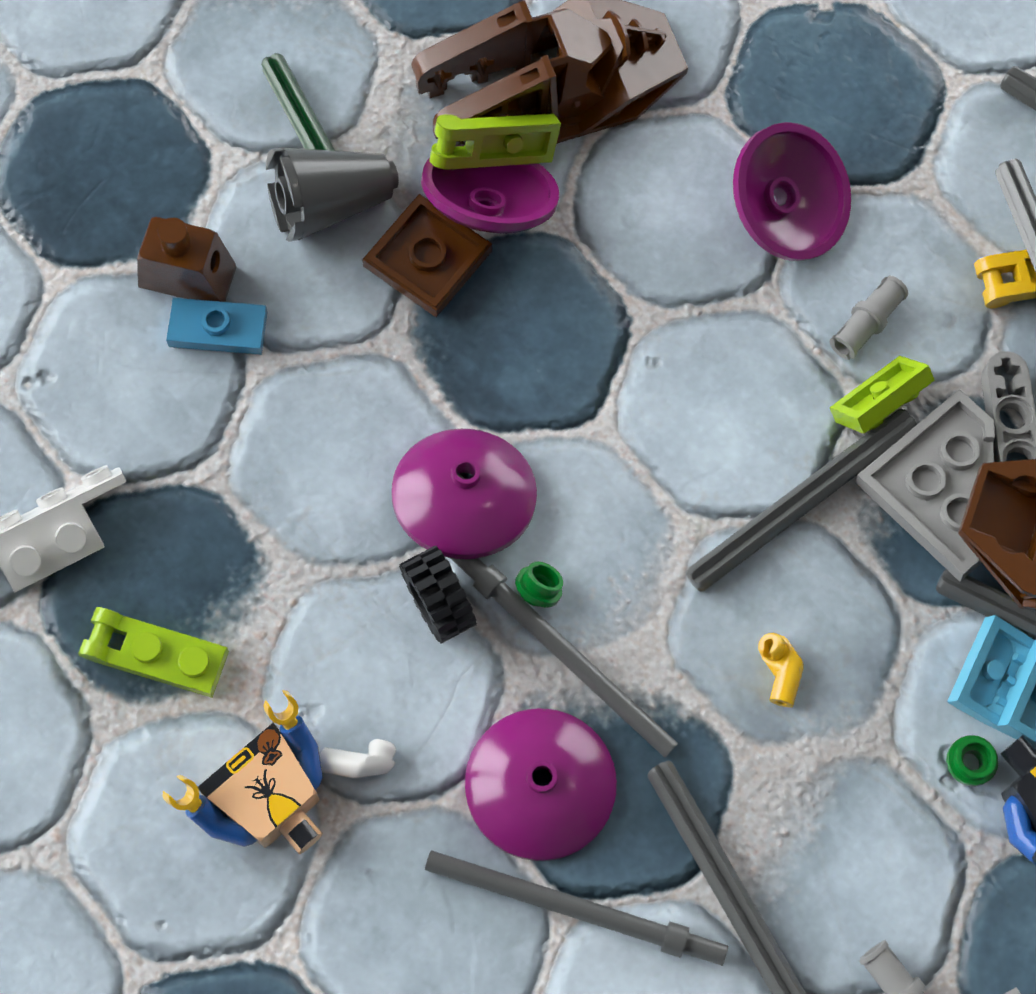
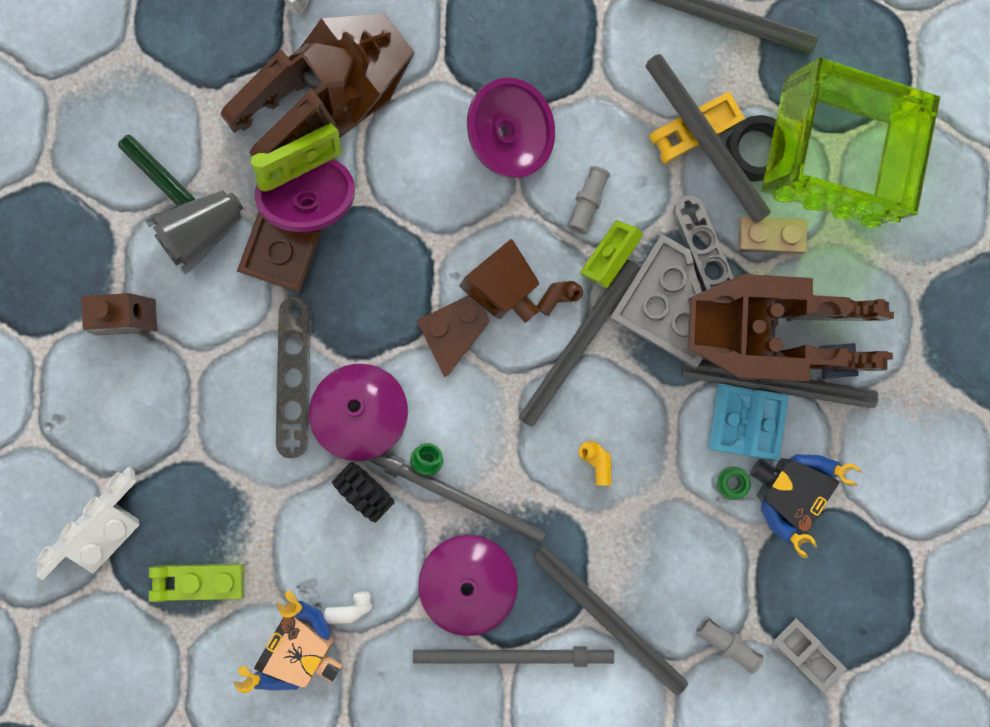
camera: 10 degrees left, 15 degrees up
(217, 326) = (157, 348): dark azure plate -> none
(391, 443) = (289, 361): none -> clear smoke beam
(631, 428) = (453, 331): none -> reddish brown wing
(720, 383) = (503, 283): none -> reddish brown torso
(792, 425) = (557, 293): none -> reddish brown arm

